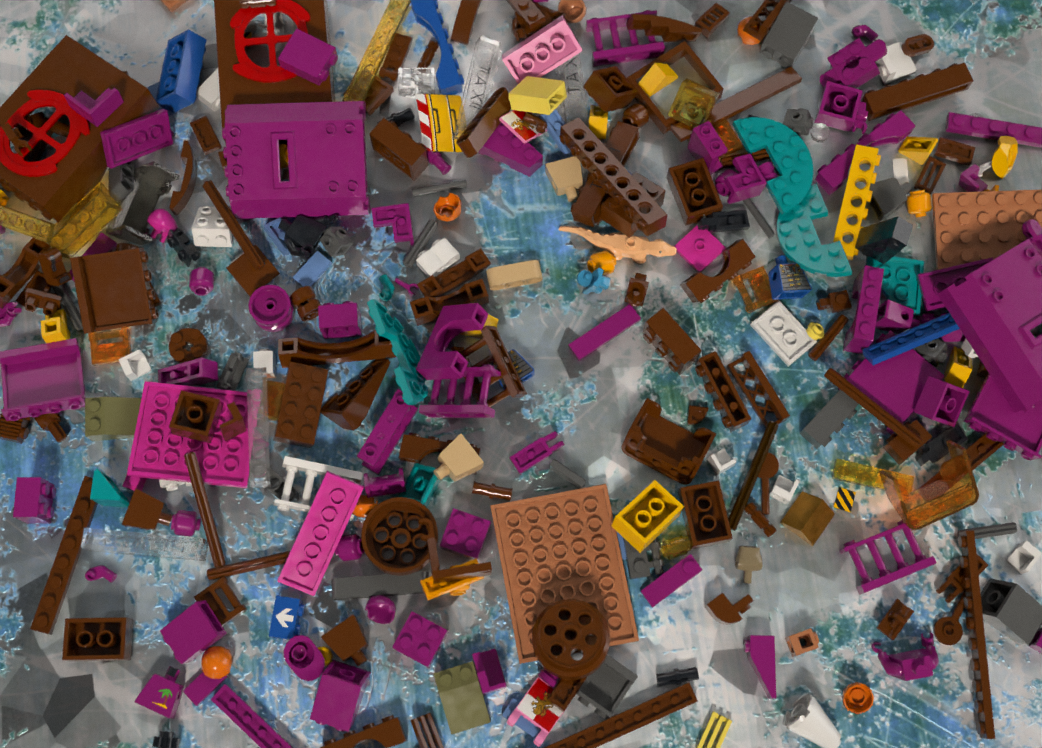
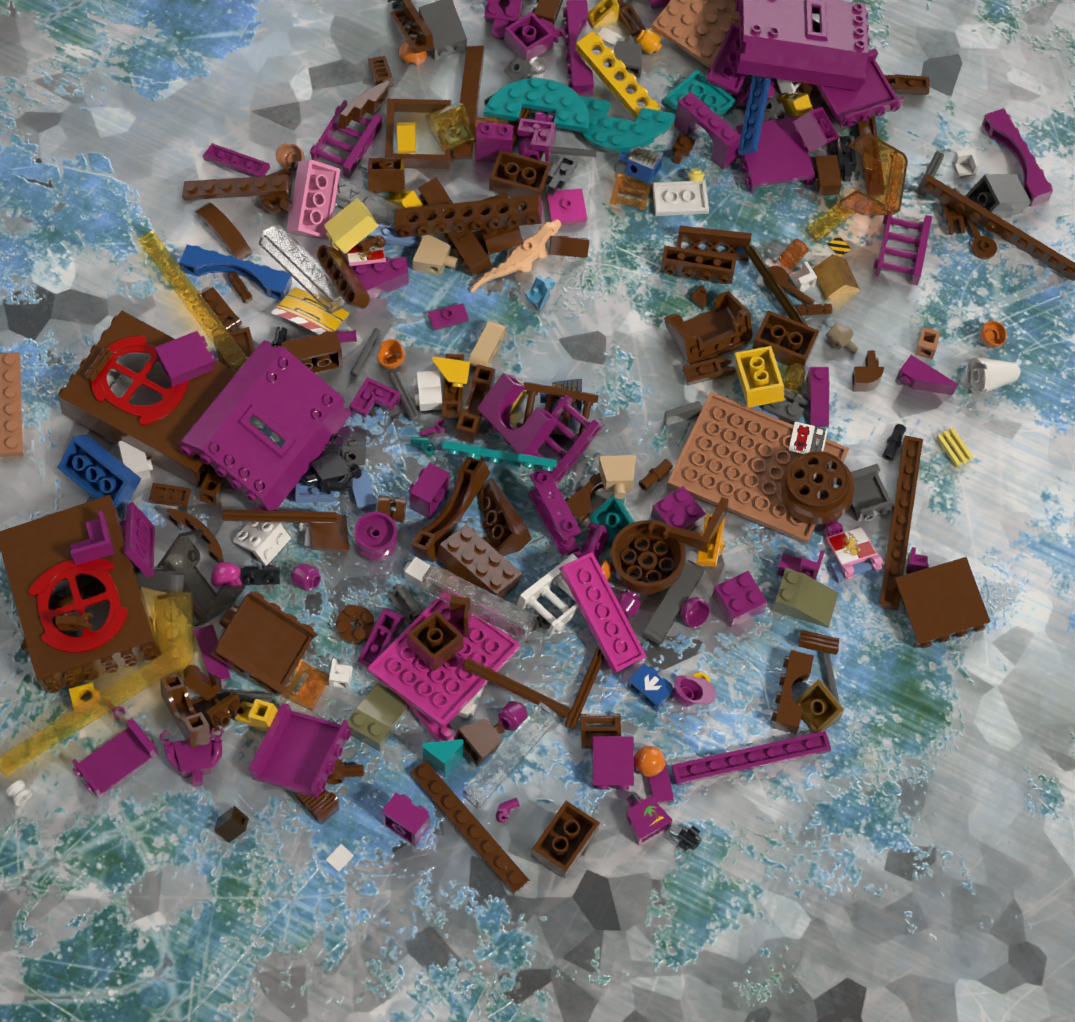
camera: 60 degrees left, 10 degrees down
(339, 695) = (743, 684): magenta slope -> none
(347, 640) = (702, 652): reddish brown torso -> none
(410, 76) = (257, 307): clear brick -> none
(464, 263) = (453, 370): none -> yellow slope
(520, 227) = (448, 317): none -> magenta plate
(535, 453) = (647, 426): magenta hinge -> none
(565, 692) = (852, 524): reddish brown plate -> none
(602, 260) = (526, 277): light orange head -> none
(604, 332) = (584, 315): magenta tile -> none
(620, 599) = (807, 438): none -> sticker
(626, 467) = (707, 370): none -> reddish brown hinge
(636, 115) = (420, 174): reddish brown head -> none
(637, 290) = (571, 267): reddish brown hips -> none
(658, 276) = (569, 246): none -> reddish brown slope
(671, 341) = (632, 271): reddish brown brick -> none
(720, 462) = (753, 304): white panel -> none
(735, 257) = (597, 186): reddish brown arch -> none
(798, 465) = (793, 253): none -> clear orange gear
(828, 337) = (706, 167): reddish brown axle -> none
(829, 419) = (772, 212): dark grey brick -> none
(872, 407) = (787, 175): reddish brown axle -> none
(884, 239) = (667, 75): black wedge -> none
(894, 619) = (953, 272): reddish brown hips -> none
(895, 317) = (730, 112): magenta torso -> none
(912, 663) = (992, 284): magenta torso -> none

